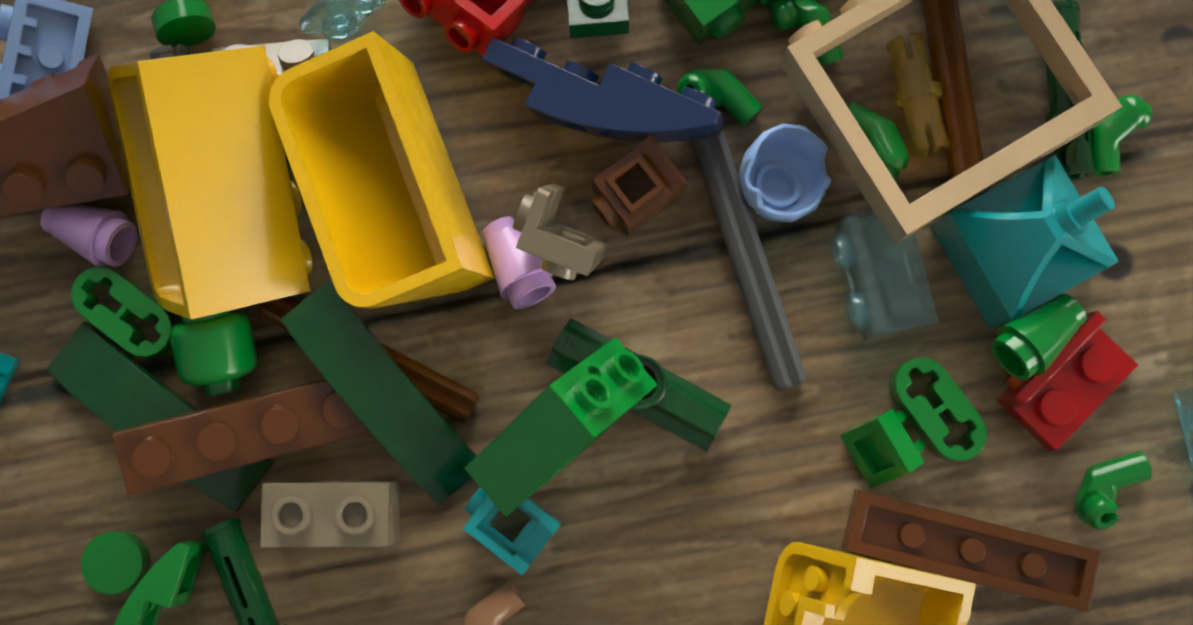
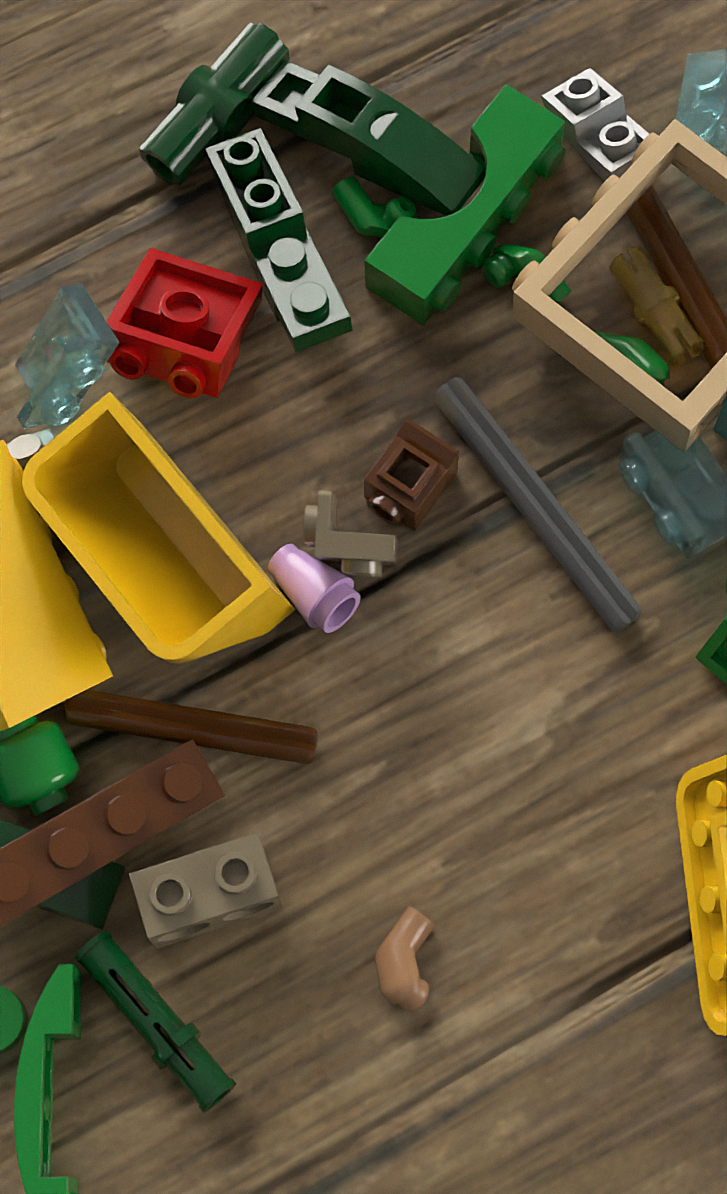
camera: 15 degrees left, 10 degrees down
(380, 392) = (221, 753): dark green slope -> none
(529, 542) = (422, 830): teal window -> none
(560, 425) = (414, 717): green window -> none
(623, 107) = (367, 405): dark blue slope -> none
(674, 404) = (433, 658): dark green piece -> none
(726, 90) = (460, 359): green arm -> none
(784, 173) = (551, 417): light blue hair -> none

